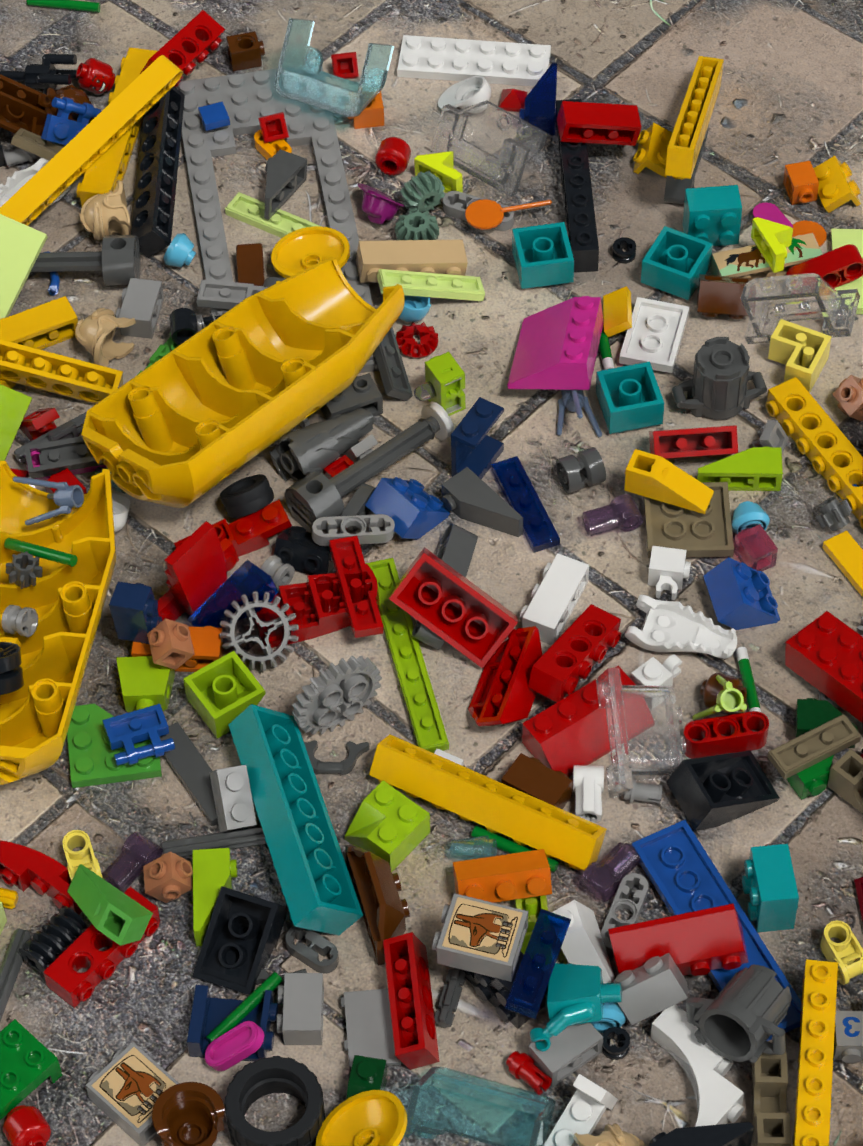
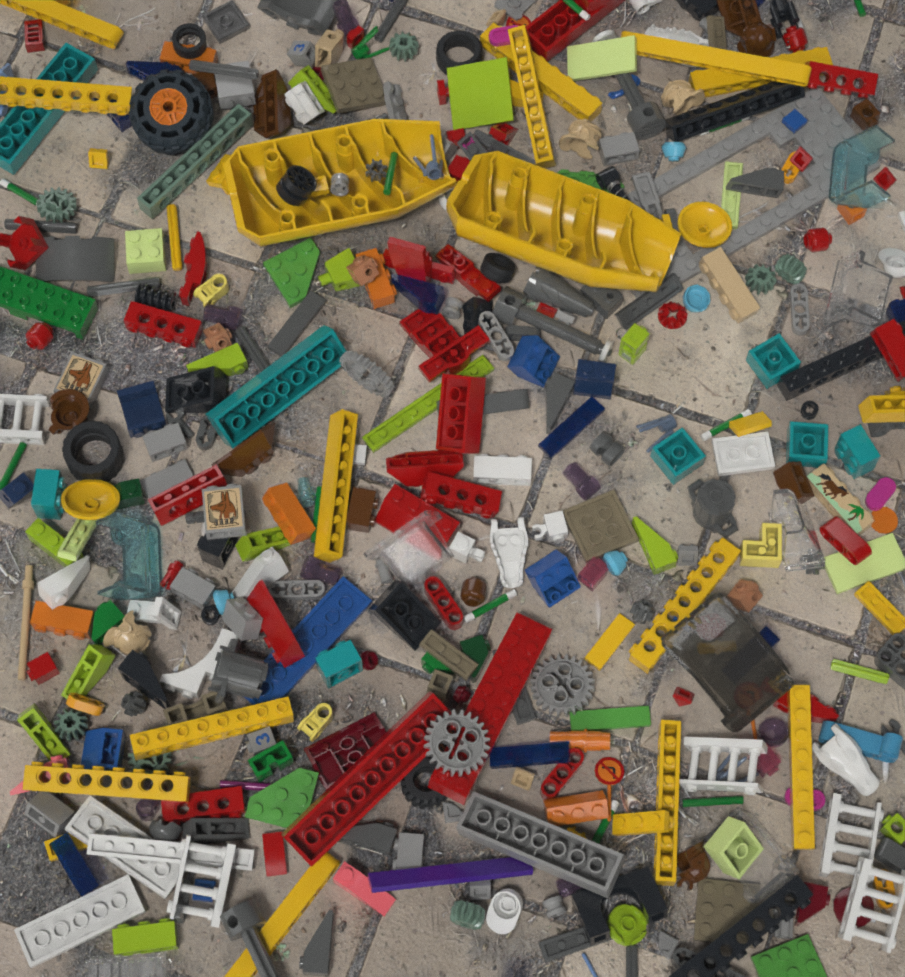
camera: 65 degrees right, 15 degrees up
(59, 127) = (734, 40): blue plate -> none
(108, 907) = (173, 318): bright green slope -> none
(134, 611) = (373, 240): dark blue brick -> none
(137, 727) = (306, 278): blue plate -> none
(222, 692) = (350, 314): lime slope -> none
(233, 798) = (277, 347): light grey brick -> none
(234, 1046) = (125, 416): dark pink tile -> none
(245, 1007) = (153, 412): green bar -> none
(250, 264) = (681, 196): reddish brown slope -> none
(269, 654) = (393, 316): light grey gear -> none
(342, 767) = (331, 393): dark grey helmet -> none
(378, 205) = (773, 246): magenta piece -> none
(388, 825) = (299, 439): lime slope -> none
(433, 284) = (714, 304): yellowish green tile -> none
(442, 166) = (820, 271): neon yellow slope -> none
(489, 214) = (796, 314): orange piece -> none
(537, 964) = (222, 549): clear blue tile -> none
(559, 346) = (697, 399): dark pink slope -> none
(574, 998) = (215, 578): teal torso -> none
(588, 786) = (368, 539): white piece -> none
(663, 481) = (612, 501): yellow slope -> none
(694, 442) = (659, 507): red brick -> none
(727, 700) = (455, 593): lime plant -> none
(772, 241) = (847, 493): neon yellow slope -> none

